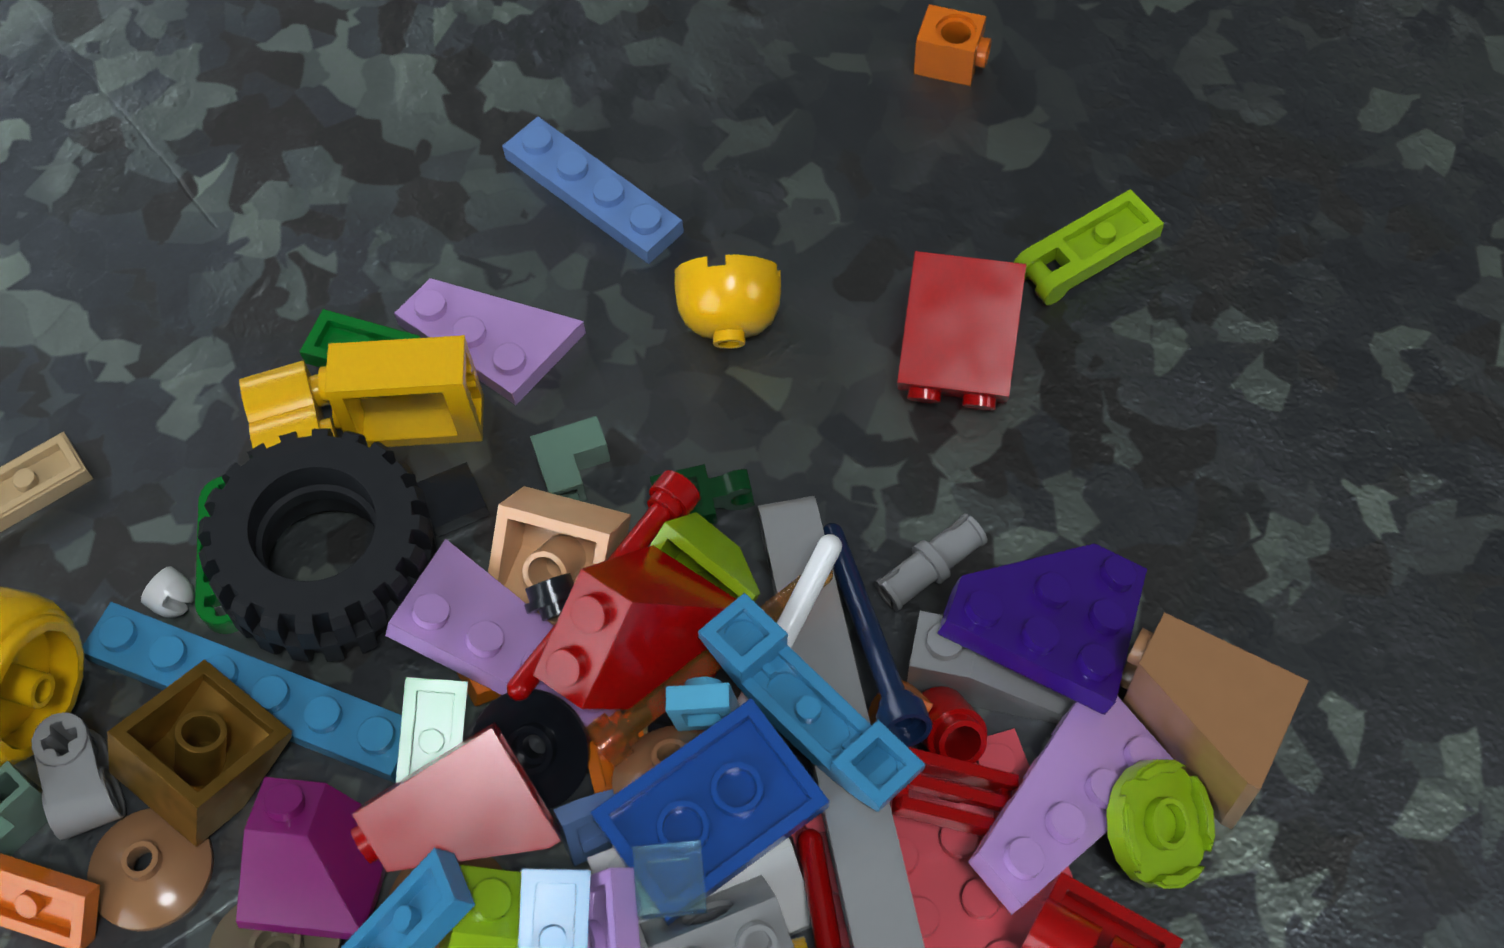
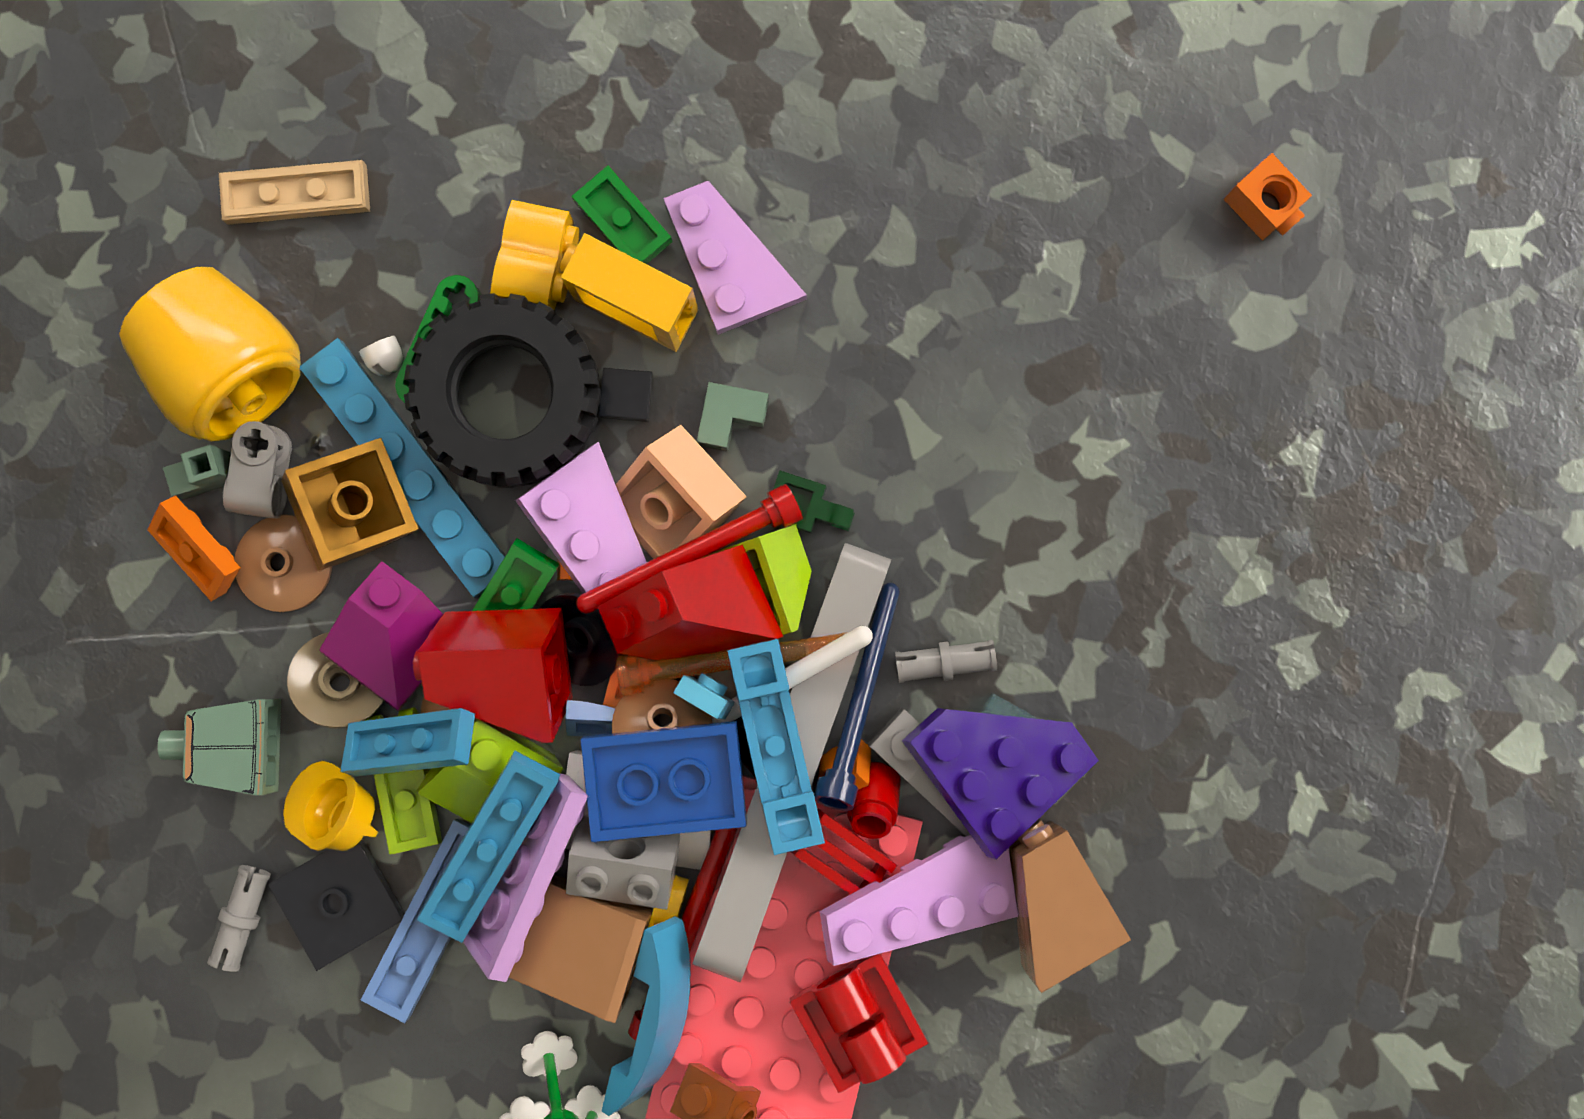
camera: 30 degrees right, 25 degrees up
(549, 596) = (650, 538): black plate -> none
(593, 189) = (885, 163): medium blue plate -> none
(669, 880) = (606, 821): clear light blue tile -> none
(728, 299) = (926, 351): yellow cylinder -> none
(961, 329) = (1091, 487): red slope -> none
(1089, 245) = (1249, 463): lime plate -> none
(1160, 824) = (972, 952): lime tile -> none

